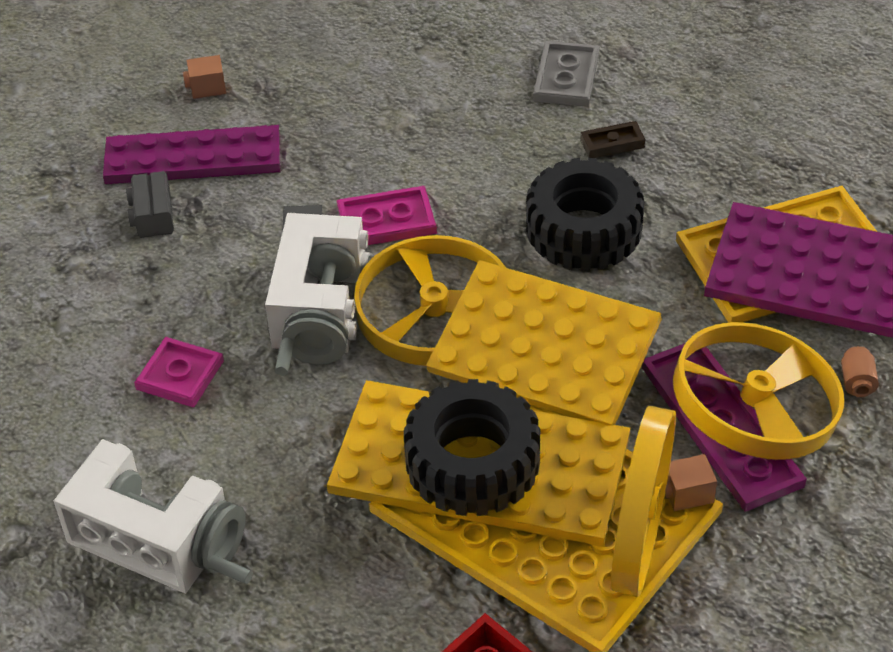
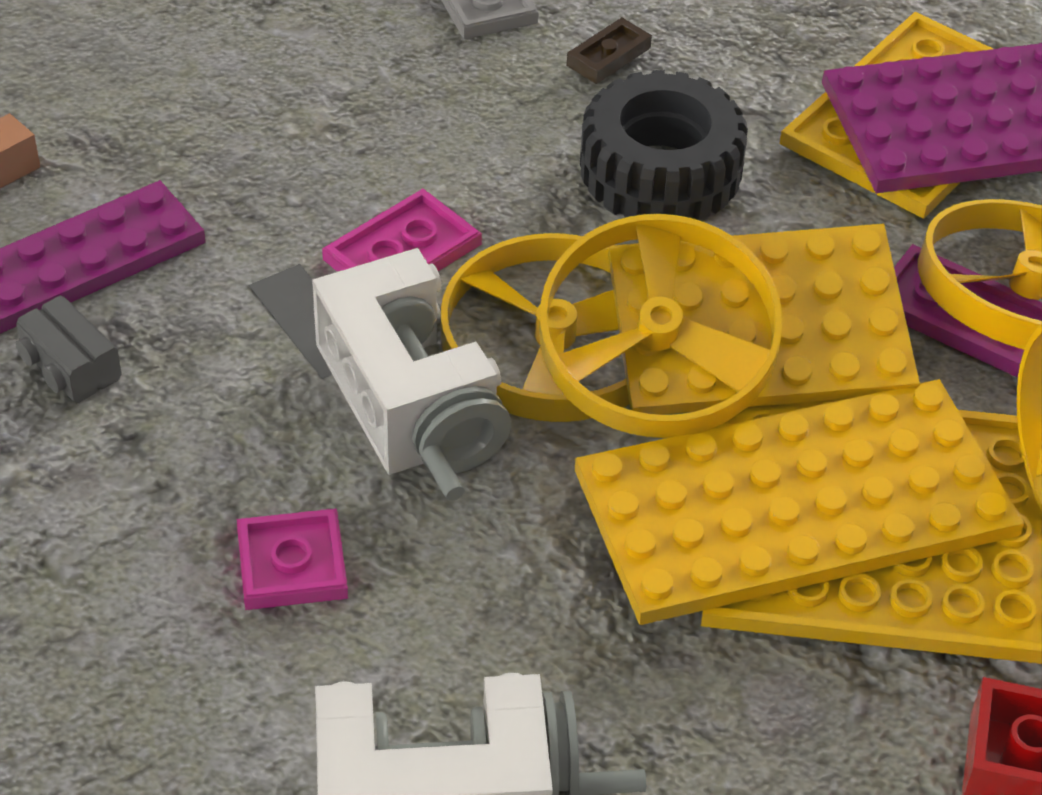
camera: 35 degrees left, 0 degrees up
(479, 482) = (806, 525): black tyre -> none
(496, 274) = (662, 325): none -> yellow piece

